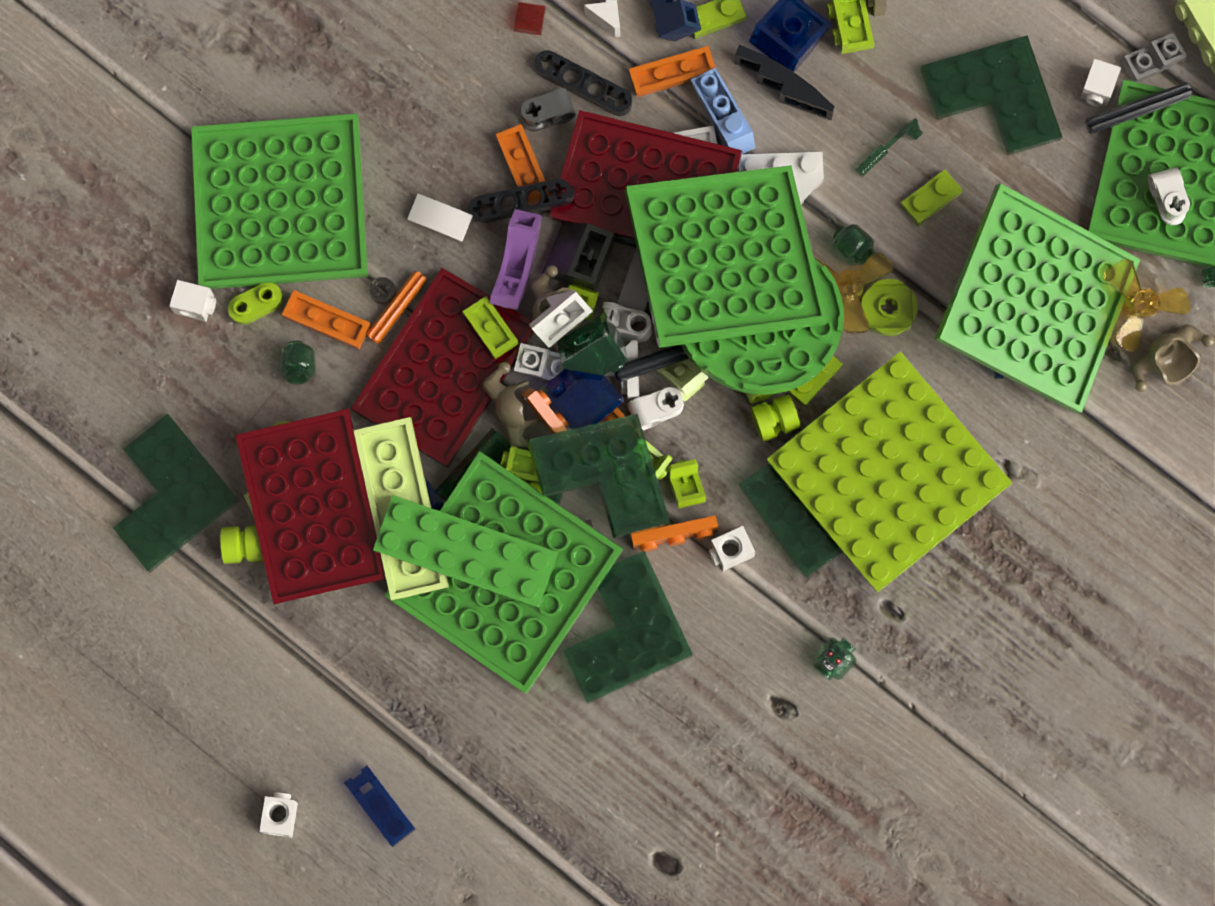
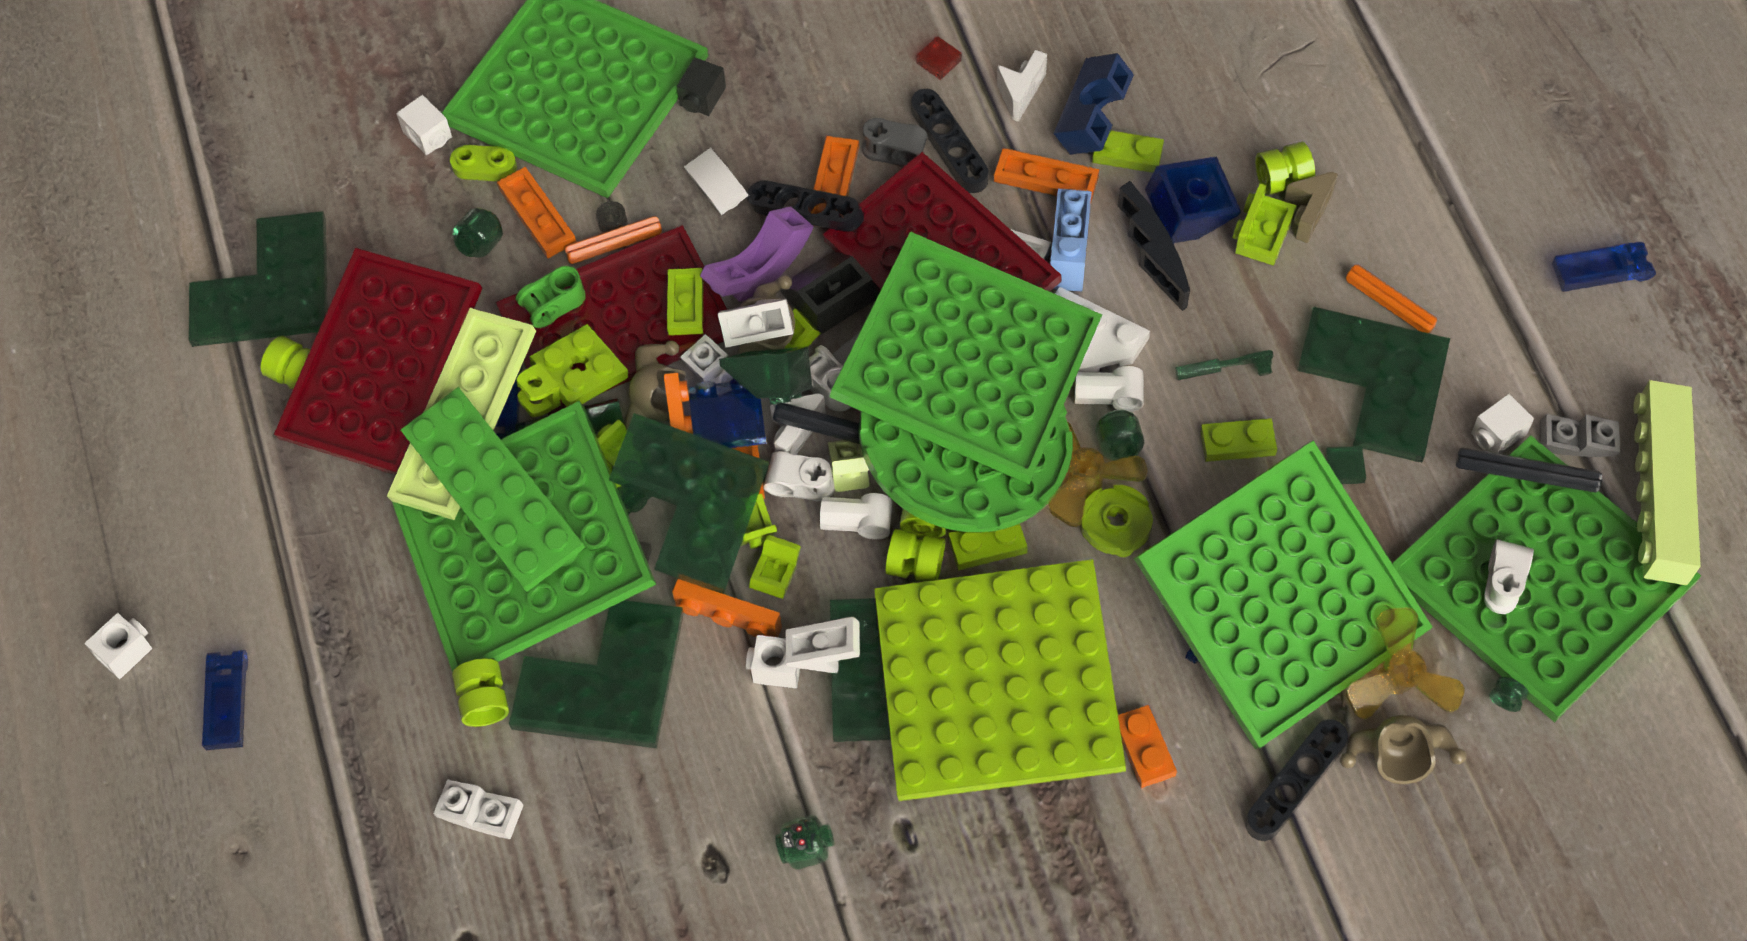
camera: 30 degrees right, 15 degrees down
(375, 148) = (701, 86): none -> pearl dark grey brick
(393, 383) = (550, 297): none -> bright green piece
(444, 442) = (557, 381): none -> lime plate
(552, 693) = (480, 692): none -> lime wheel
(605, 770) = (478, 810): none -> white slope
(721, 407) = (867, 515): none -> white piece
(763, 521) = (822, 644): none -> white slope
(830, 208) = (1121, 388): none -> white piece
(969, 27) = (1391, 299): none -> orange axle
(1008, 456) = (1145, 747): none -> orange plate
(1013, 173) = (1347, 464): none -> clear green tile
(1119, 419) = (1299, 781): none -> black beam

